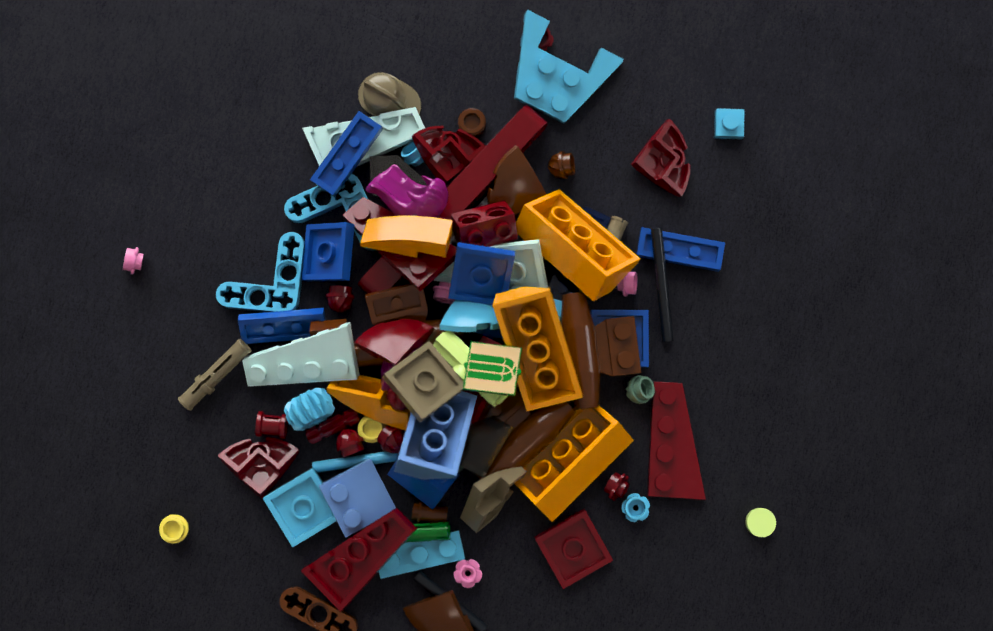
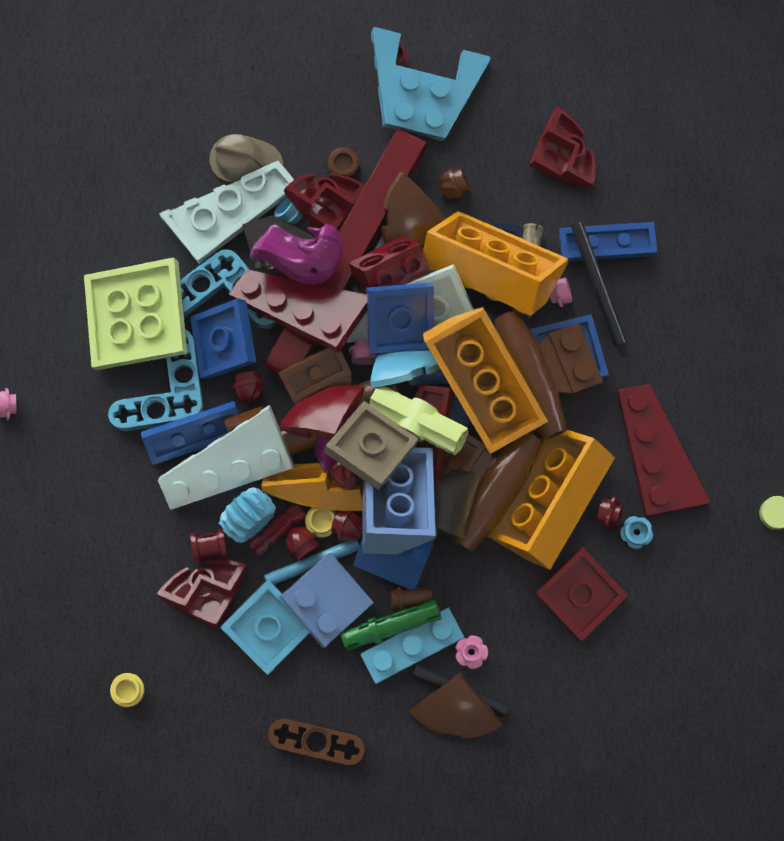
camera: 20 degrees left, 5 degrees down
(205, 383) = (129, 506): dark tan pin -> none
(260, 211) = (135, 314): none -> yellowish green plate
(346, 154) = (216, 228): blue plate -> none
(357, 560) = (344, 669): dark red wing -> none
(408, 235) = (310, 292): light orange slope -> none
(489, 497) = (473, 559): dark tan slope -> none
(492, 368) = (442, 412): piece -> none
(640, 389) = (606, 402): sand green plate -> none
(729, 124) = (622, 97): medium azure plate -> none

